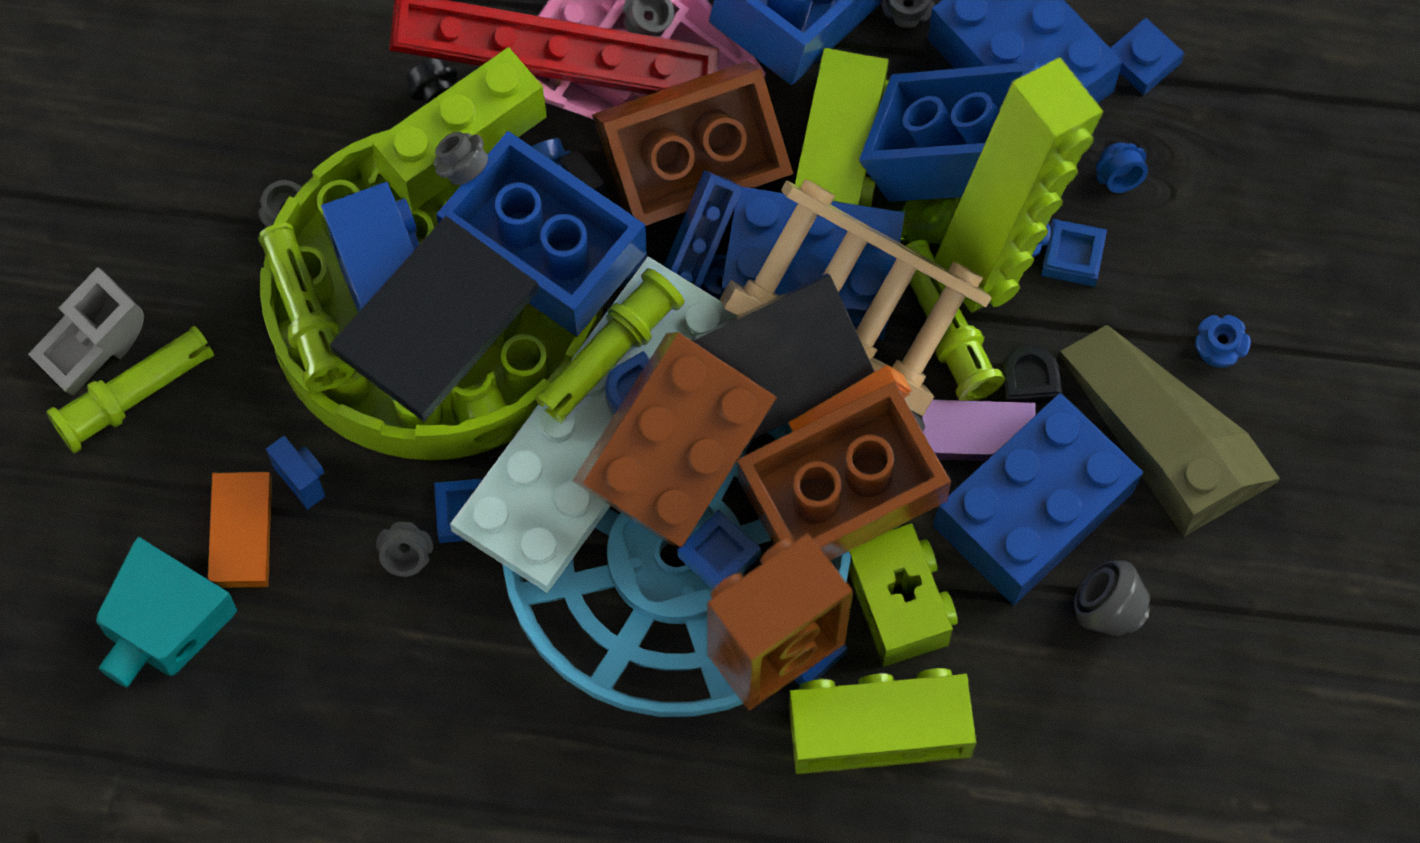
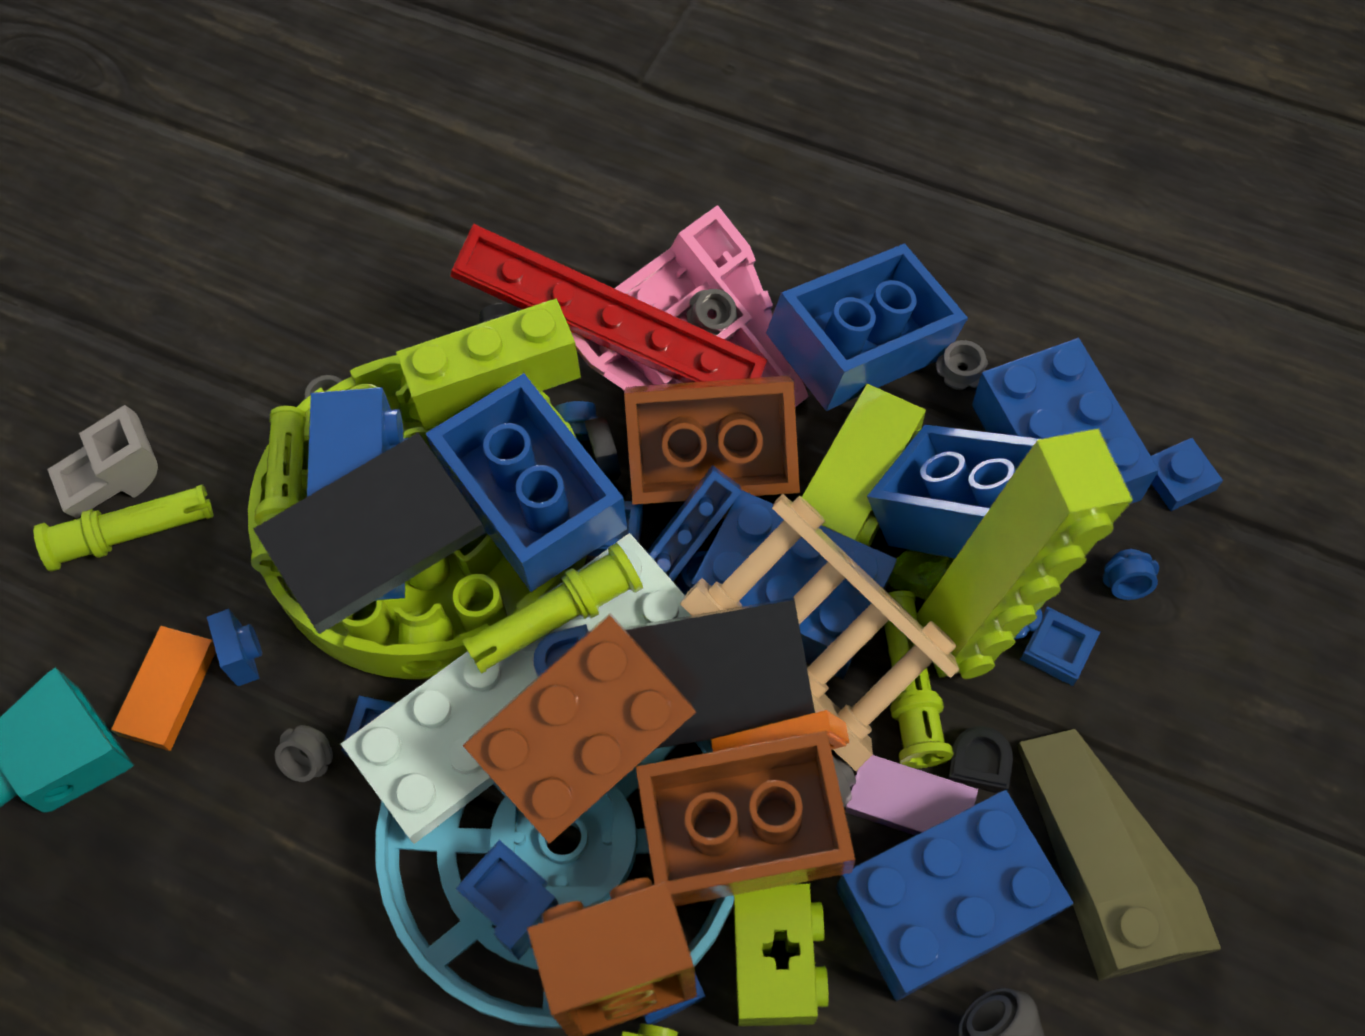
camera: 20 degrees right, 5 degrees down
(460, 157) = (467, 385): dark grey plate -> none
(643, 603) = (498, 882): none -> blue tile
(679, 621) = (513, 930): none -> blue tile
(719, 550) = (595, 856): blue plate -> none
(1221, 354) = (1182, 790): blue plate -> none

